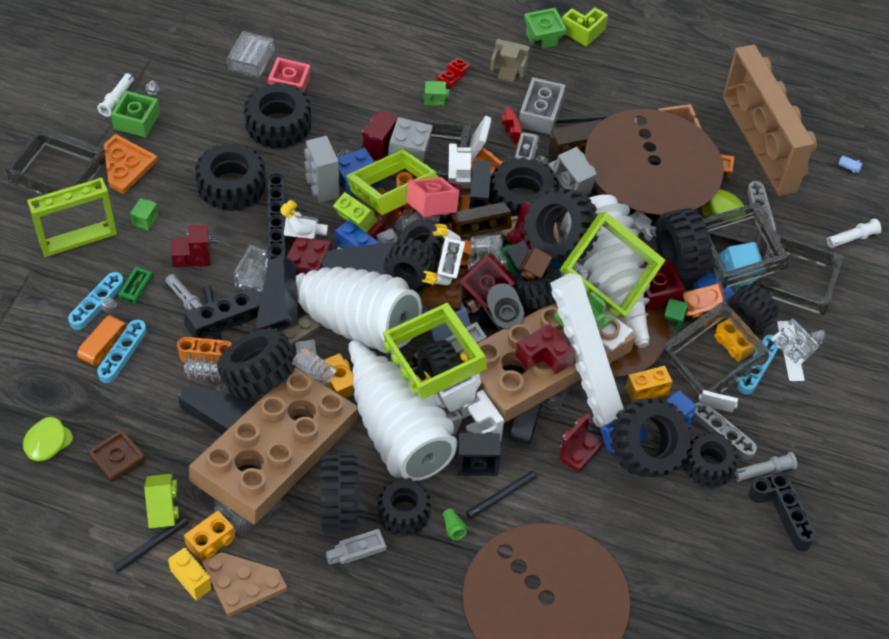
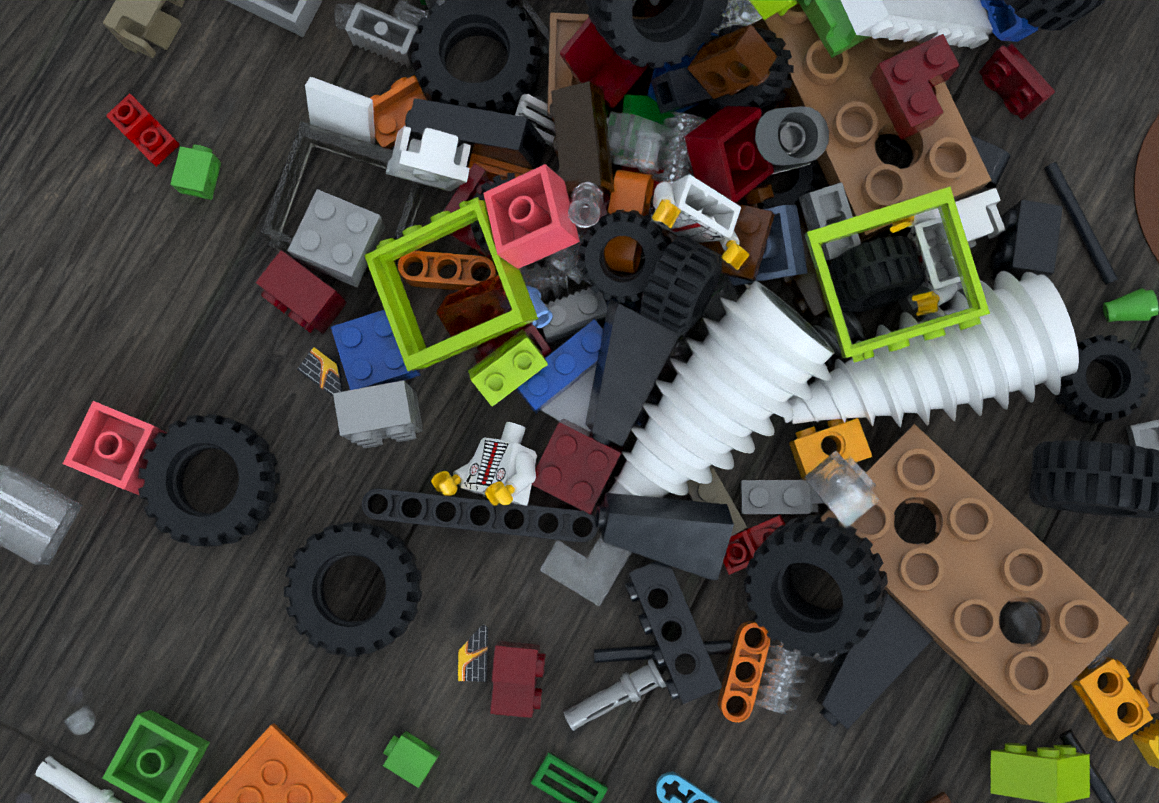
camera: 75 degrees left, 30 degrees up
(393, 223) = (543, 314): none -> light blue pin
(443, 216) = (584, 215): none -> clear bush
(511, 124) = (294, 46): red slope -> none

